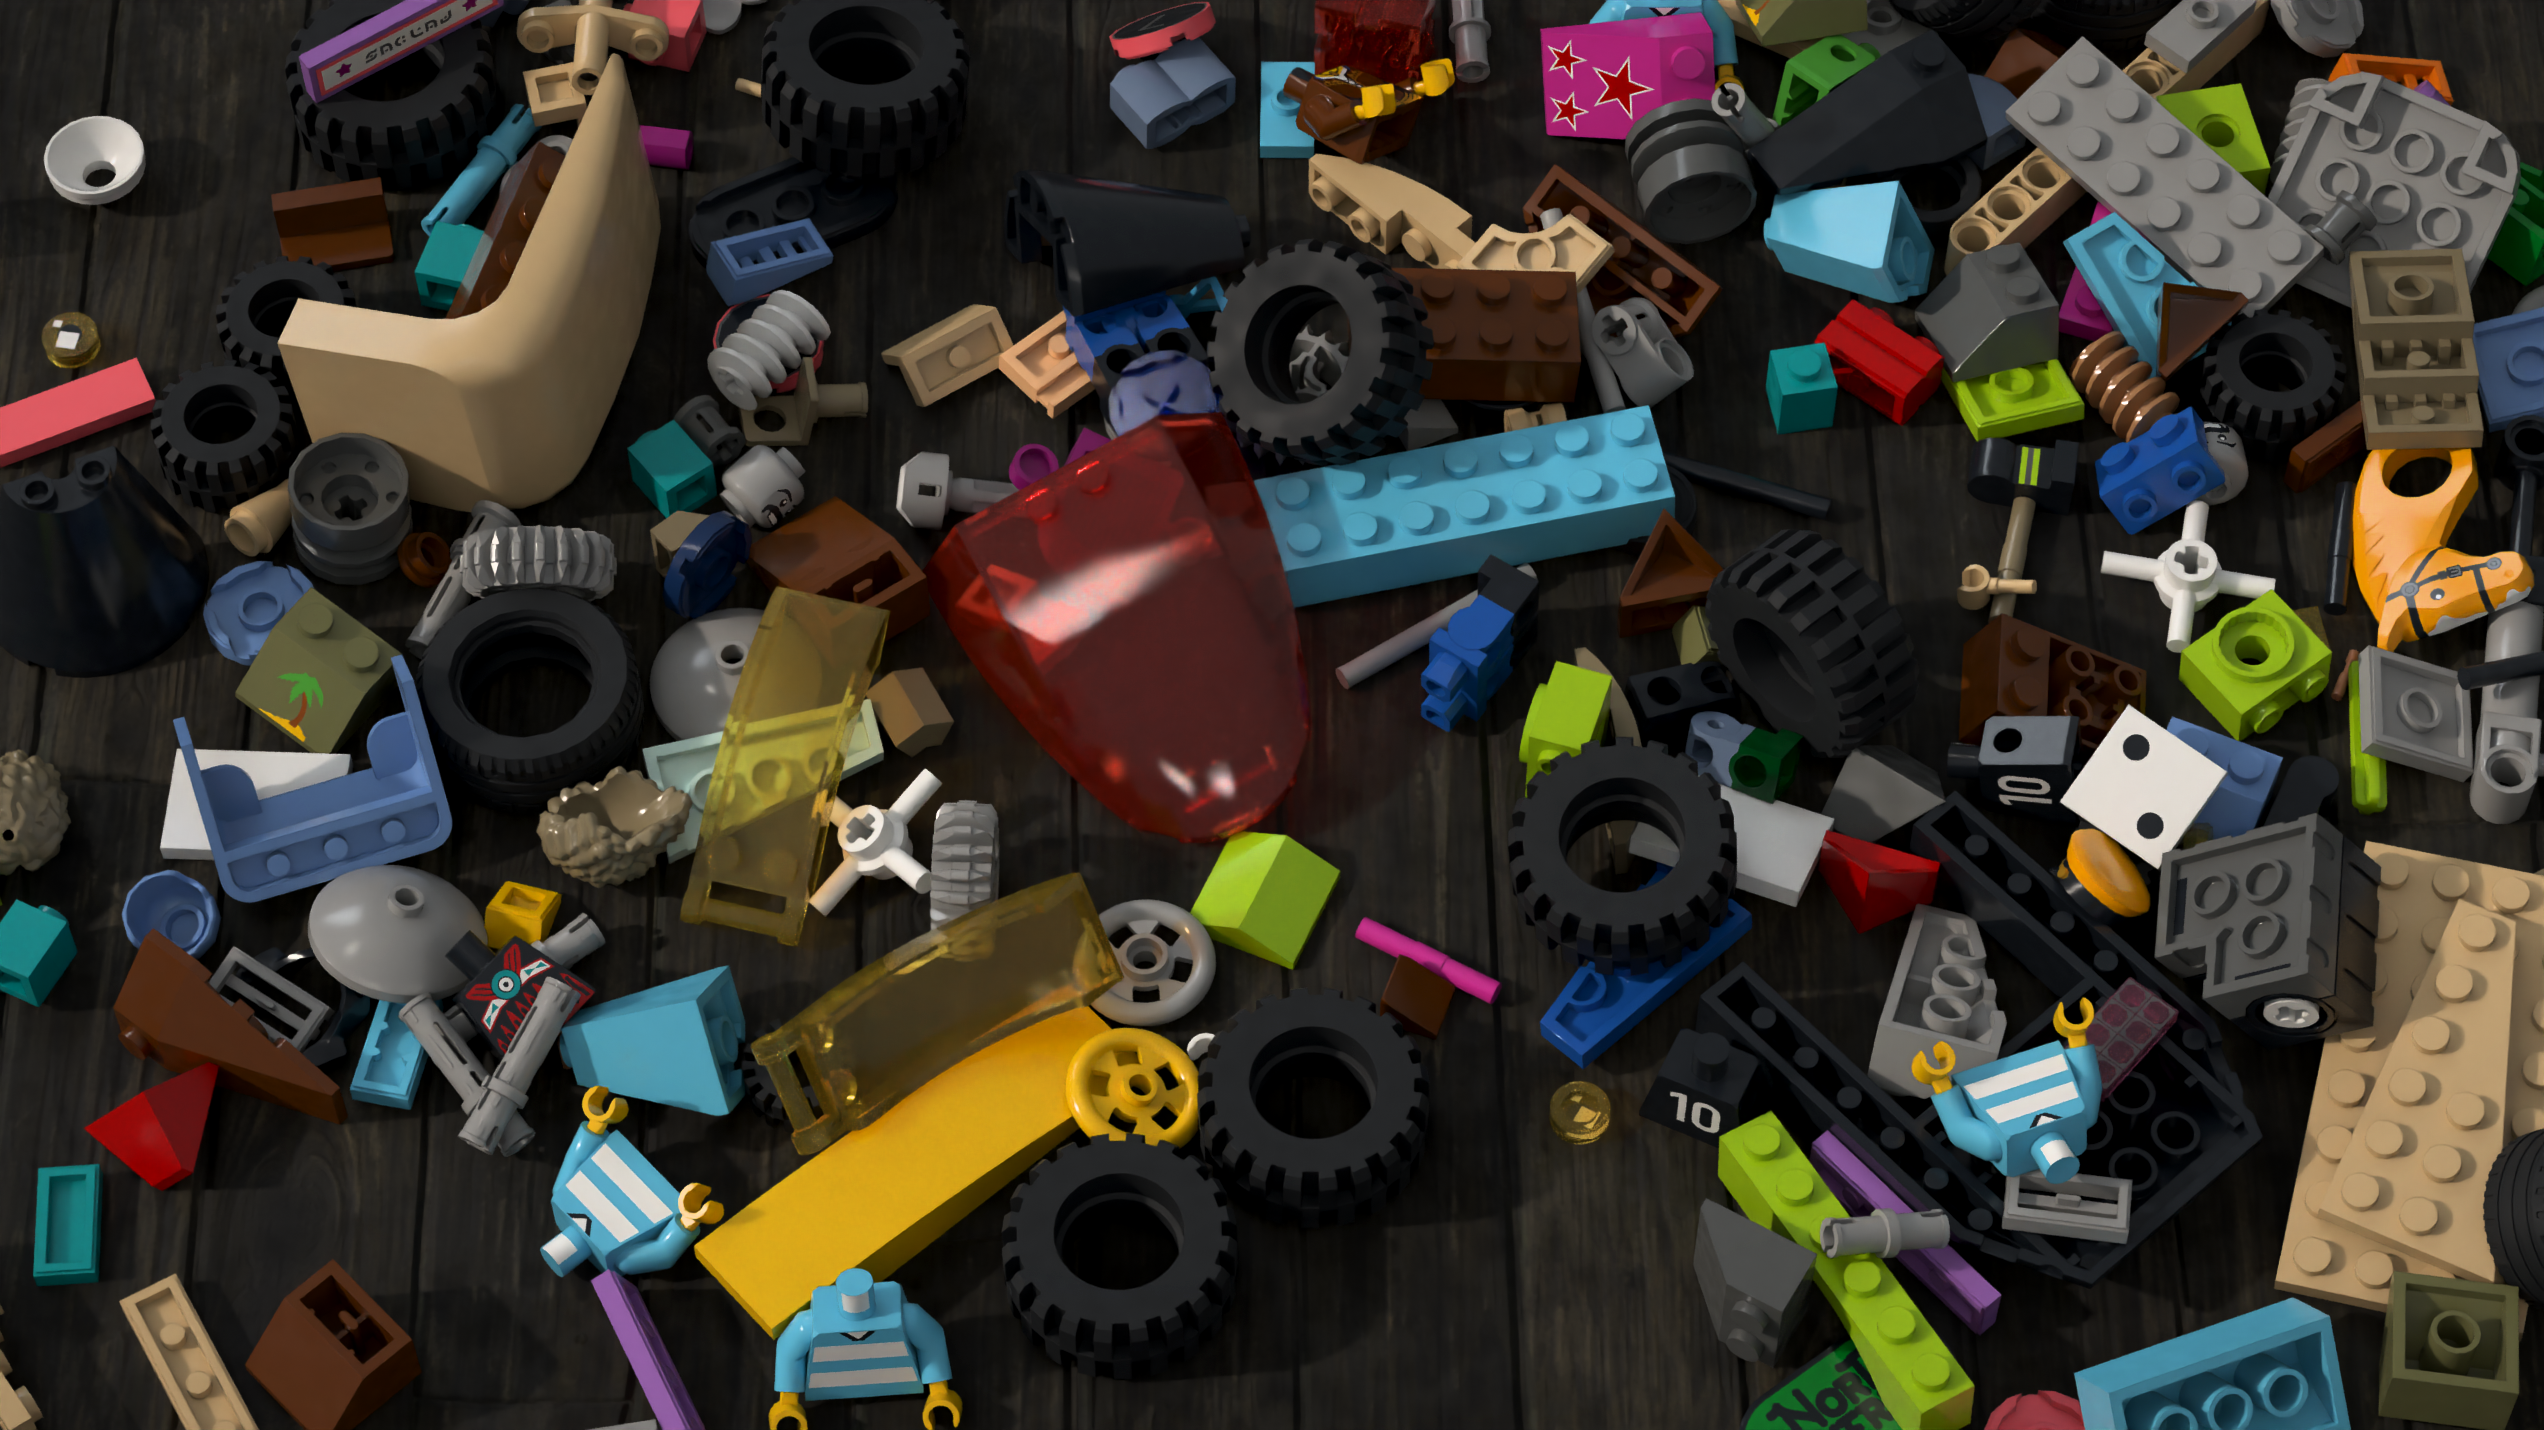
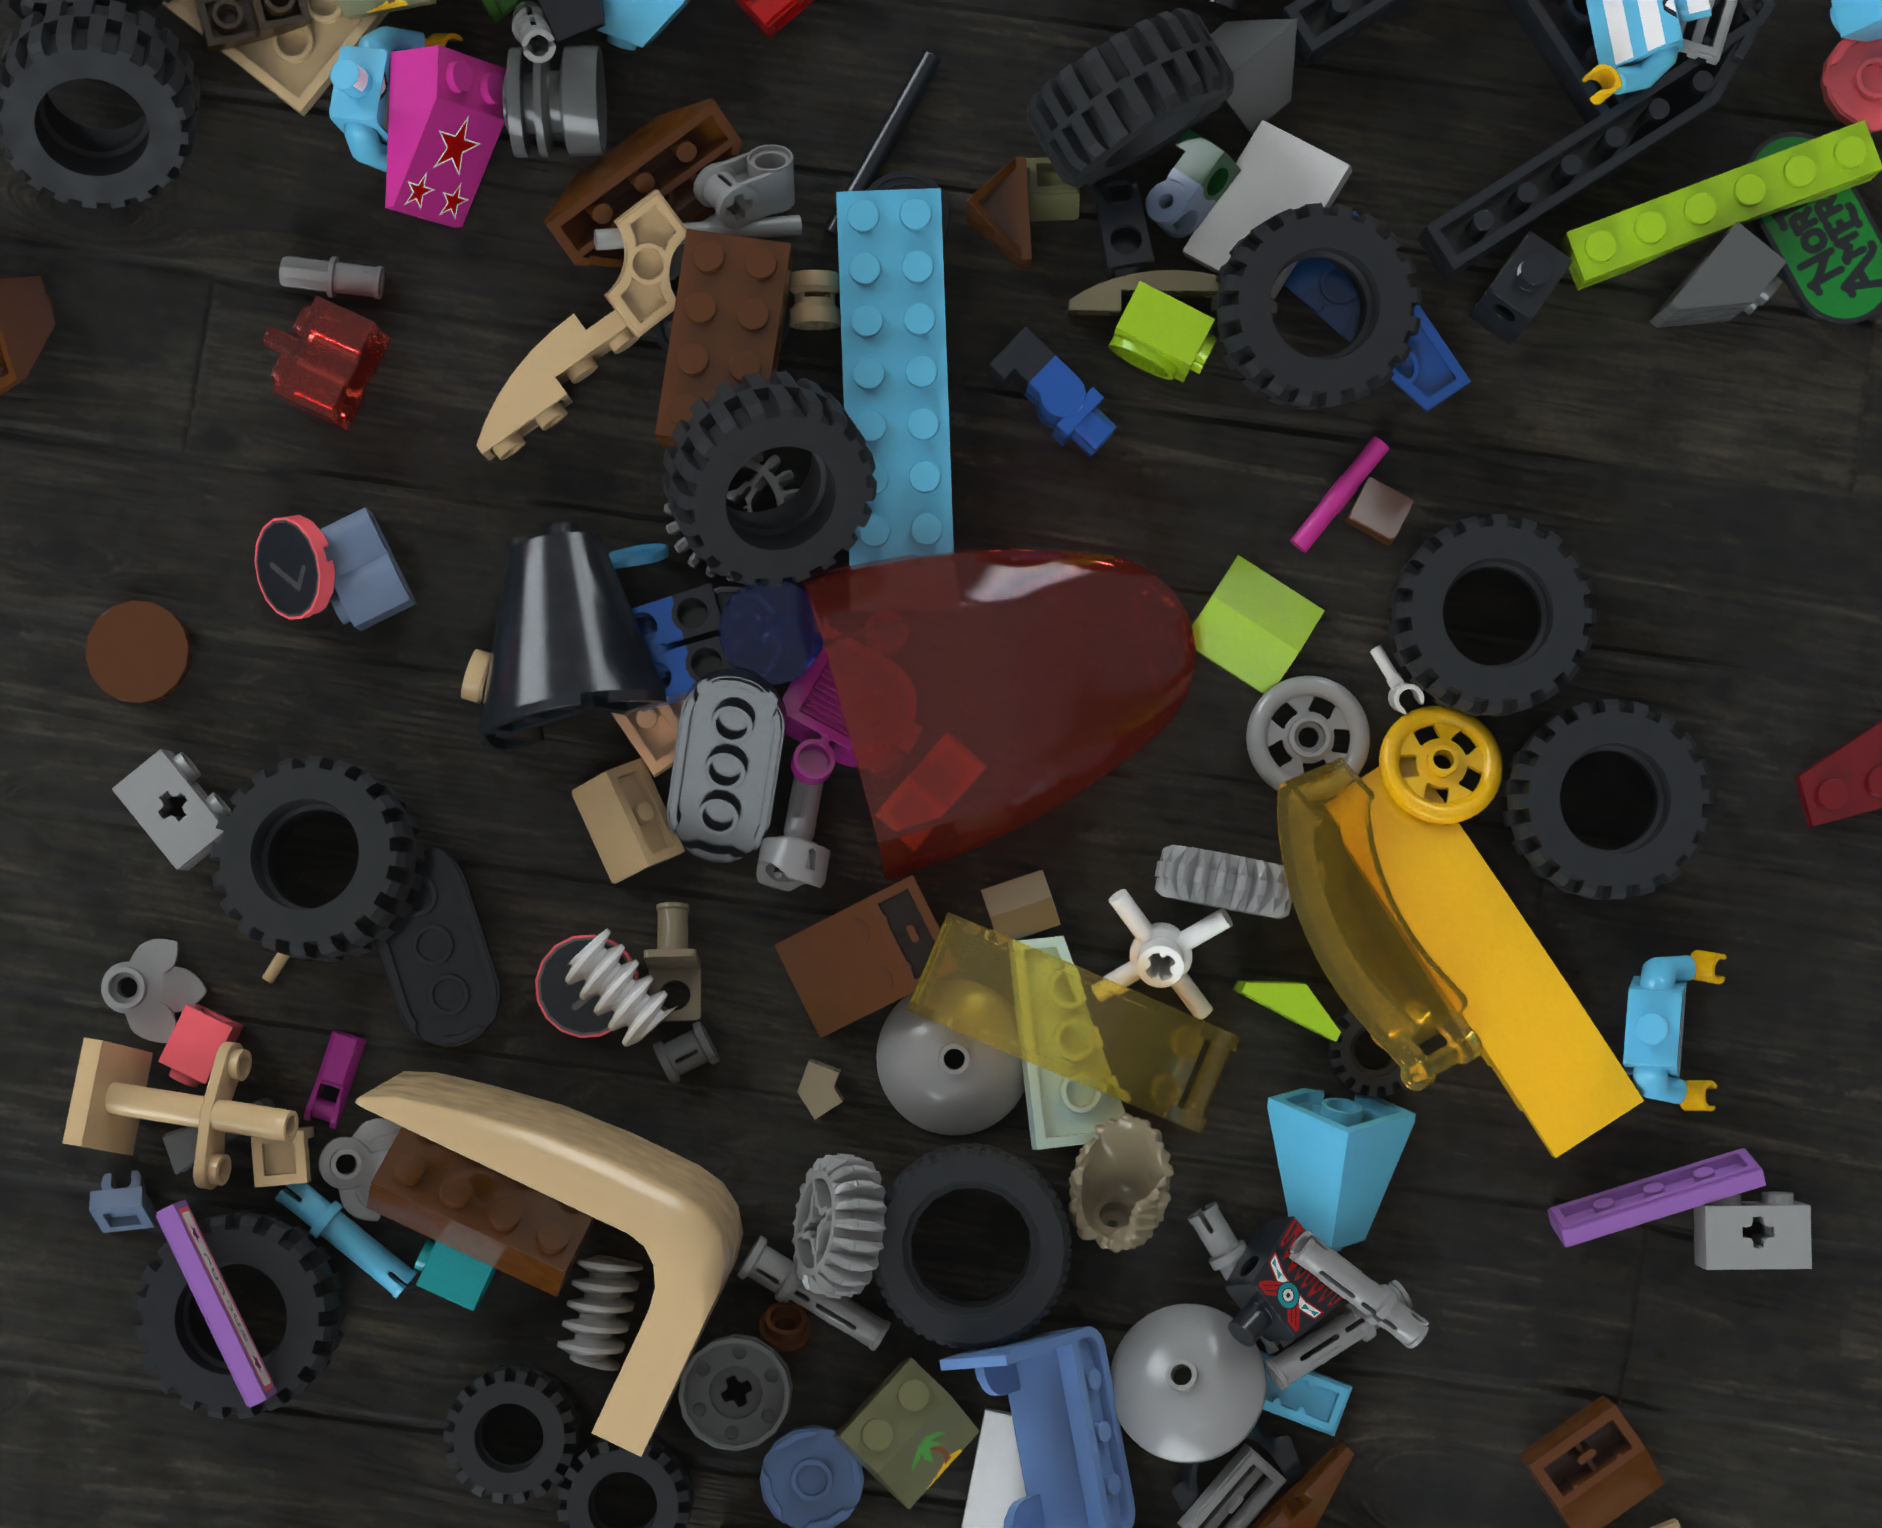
camera: 80 degrees left, 30 degrees up
(260, 521) = (715, 1470): tan cone -> none
(336, 224) = (390, 1381): reddish brown panel -> none
(521, 913) = (1170, 1271): yellow slope -> none
(618, 1204) = (1487, 1215): torso -> none
(672, 470) = (724, 1092): teal brick -> none
(704, 564) = (854, 1071): dark blue tile -> none
(740, 280) = (518, 1017): medium blue slope -> none
(763, 486) = (758, 1010): light grey head -> none
(834, 949) = (1293, 1002): none -> lime slope
(1020, 401) = (726, 764): none -> tile
(1278, 114) = (393, 464): medium azure plate -> none
(1362, 112) = (425, 393): reddish brown torso -> none
(1406, 641) = (997, 426): light grey bar -> none
(1579, 1112) = (1506, 393): clear yellow tile -> none
(1801, 388) = (807, 51): teal brick -> none
(1875, 880) = (1339, 98): red slope -> none
(1884, 1233) = (1717, 162): light grey pin -> none
(1937, 997) = (1487, 73): light grey wedge -> none
(1938, 1269) = (1673, 148): medium lavender tile -> none

